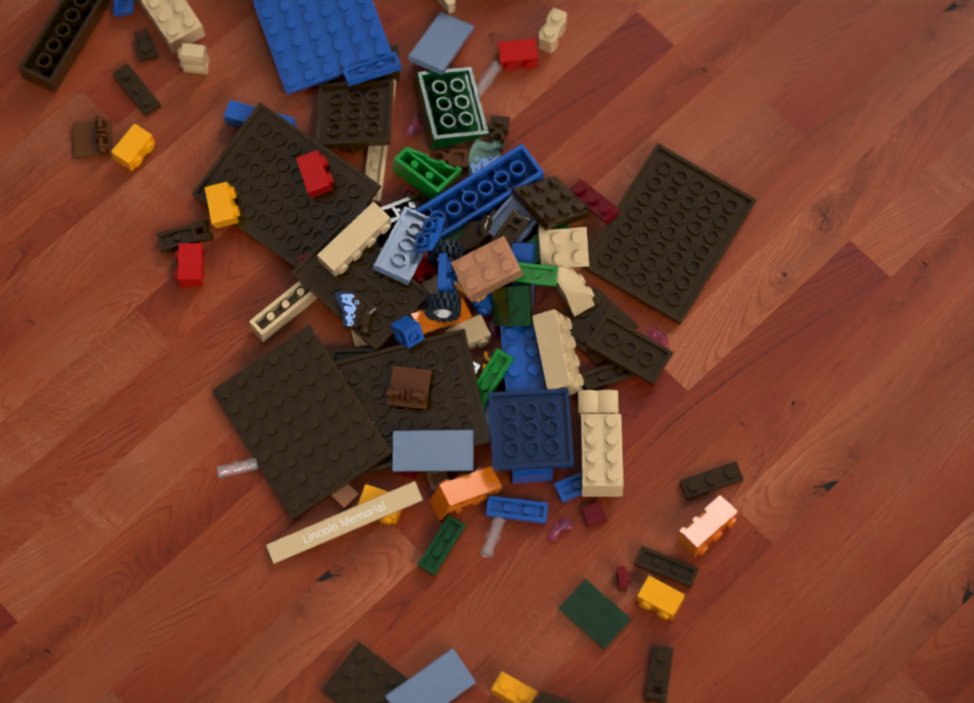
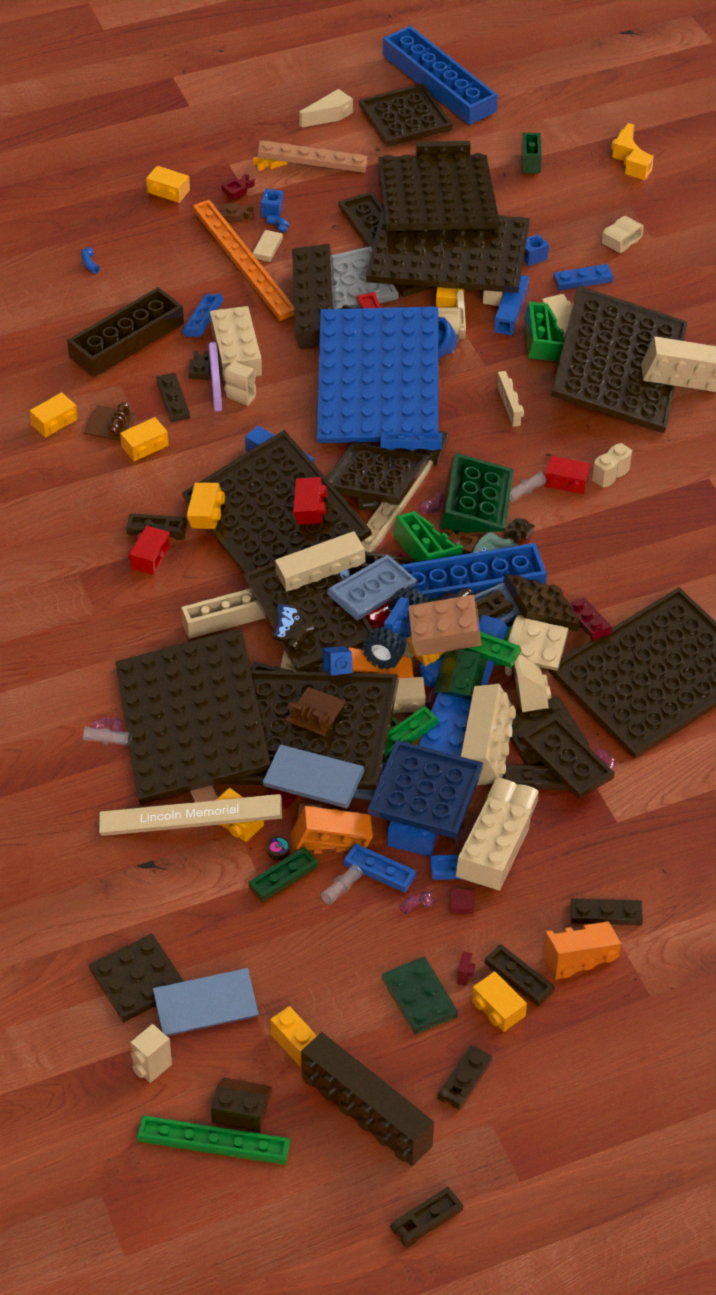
camera: 20 degrees right, 20 degrees down
(39, 149) = (53, 414): none -> light orange brick
(170, 63) = (215, 378): none -> lavender tile
(237, 452) = (114, 723): none -> clear pink arm
(426, 521) = (278, 848): none -> tile
(430, 234) = (402, 579): blue slope -> none
(441, 43) = (491, 441): sand blue tile -> none

